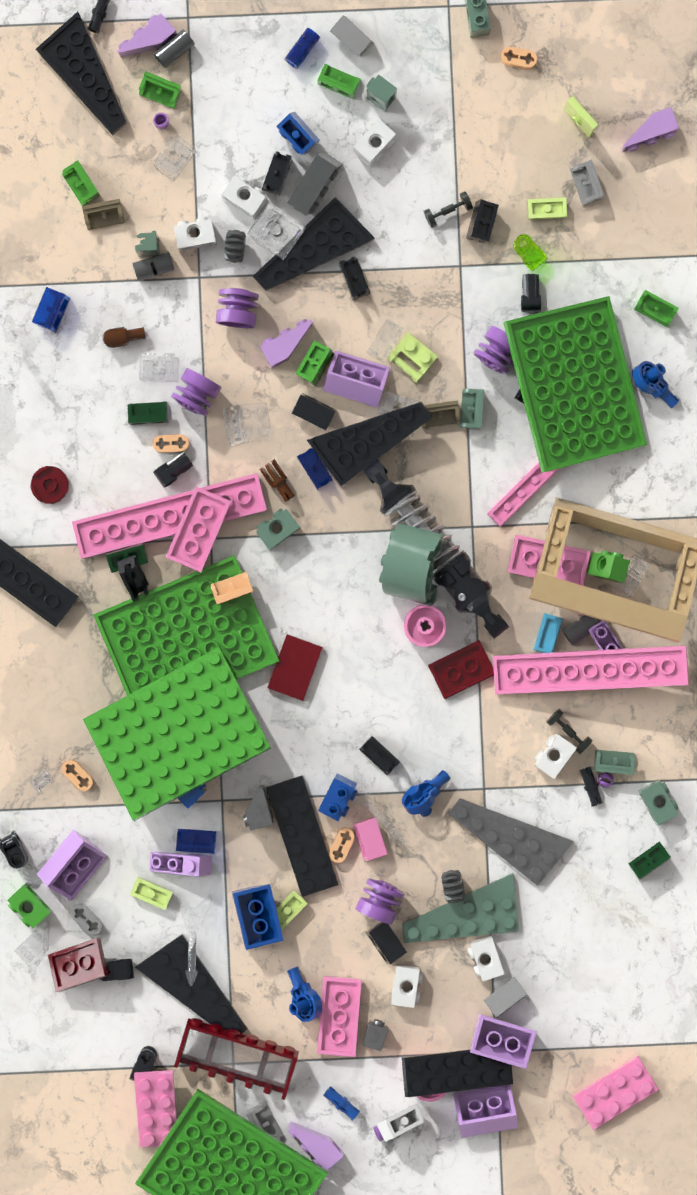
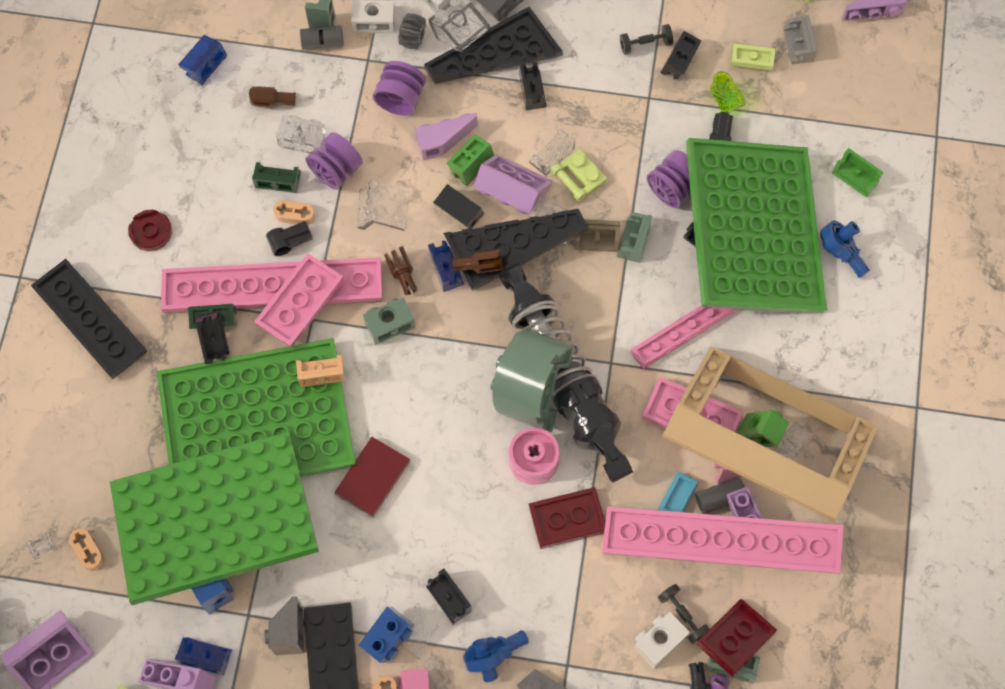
camera: 15 degrees right, 20 degrees down
(346, 464) = (480, 262): none -> reddish brown arm
(614, 743) = (736, 637): none -> dark red tile

